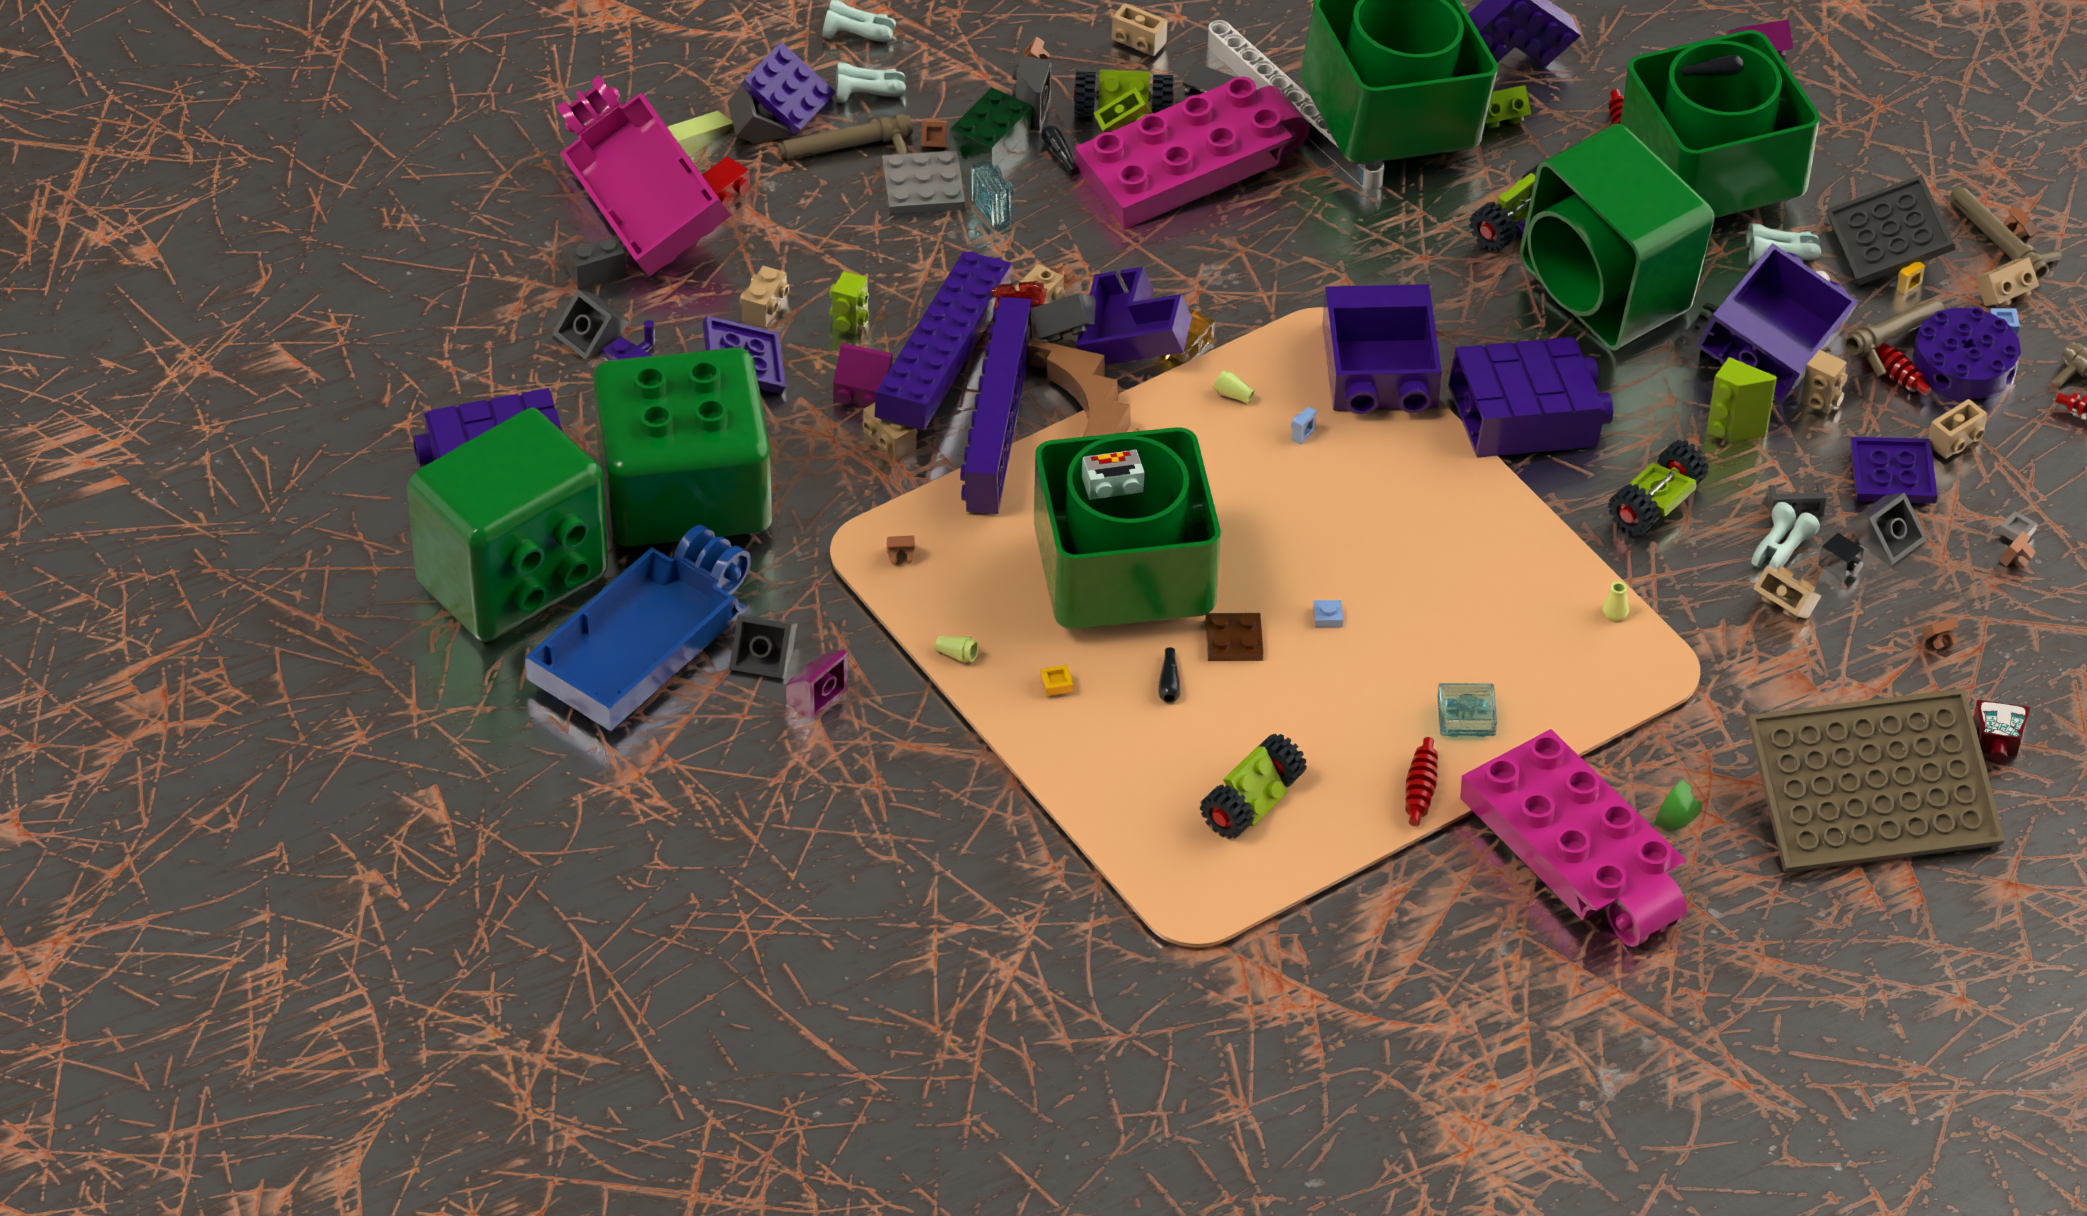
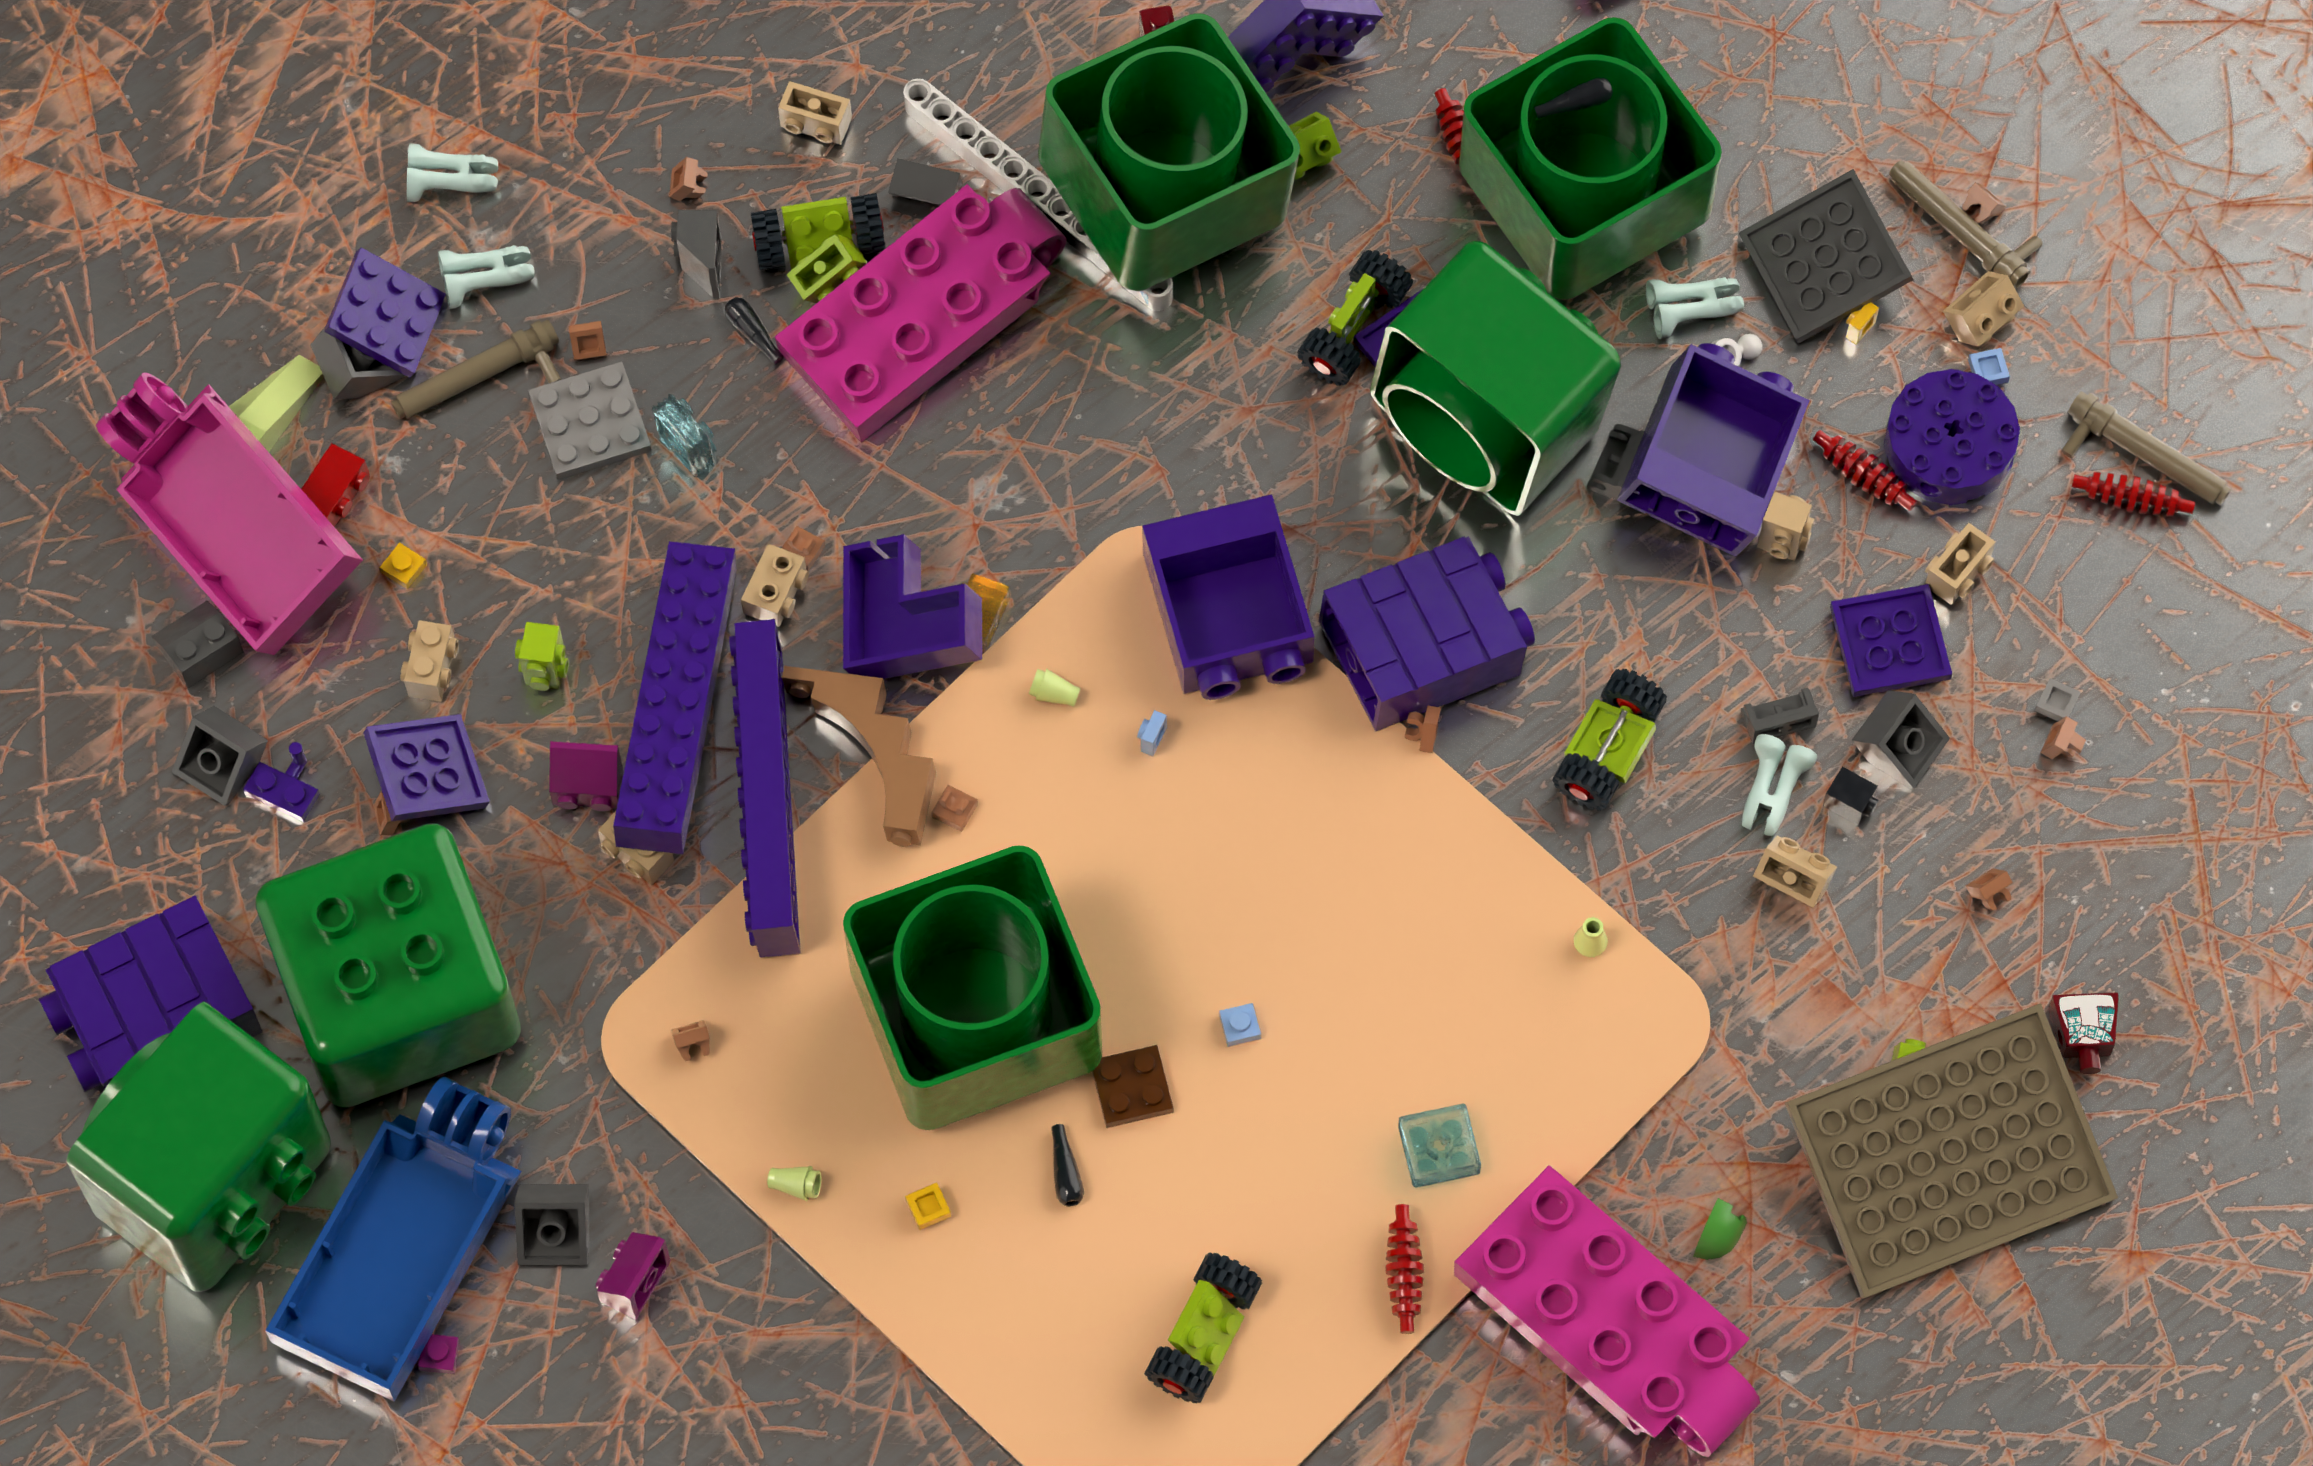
camera: 10 degrees left, 20 degrees up
(653, 712) = (440, 1354): none -> magenta plate
(760, 242) = (403, 566): none -> yellow plate
(991, 127) = (659, 318): dark green brick -> none
(1028, 290) = (766, 607): clear red hinge -> none
(1064, 316) = (821, 629): dark grey slope -> none
(1112, 474) = (950, 953): brick -> none
(1518, 459) = (1427, 728): none -> nougat tile
(1740, 402) = (1689, 590): lime slope -> none
(1870, 336) = (1831, 447): dark tan cylinder -> none

